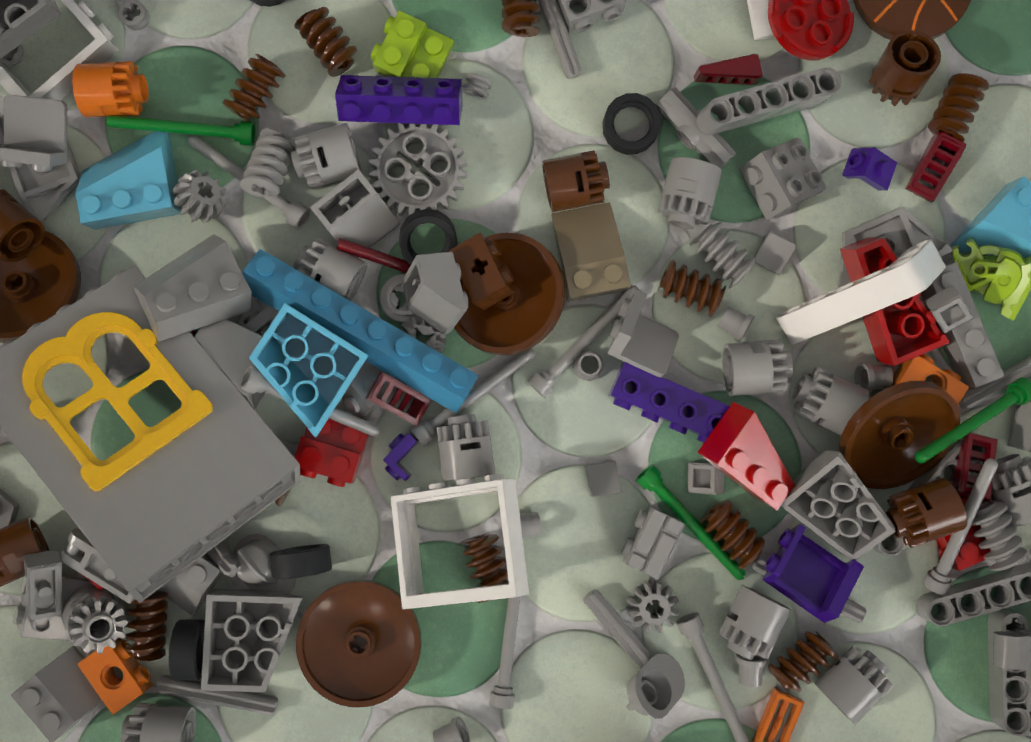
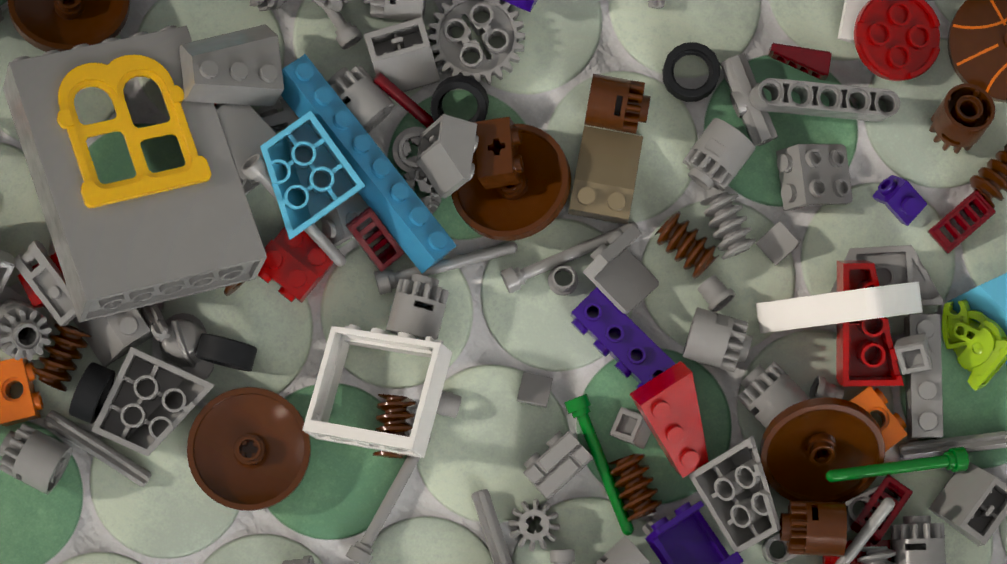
camera: 25 degrees right, 5 degrees down
(400, 448) = (357, 287): dark purple bracket -> none

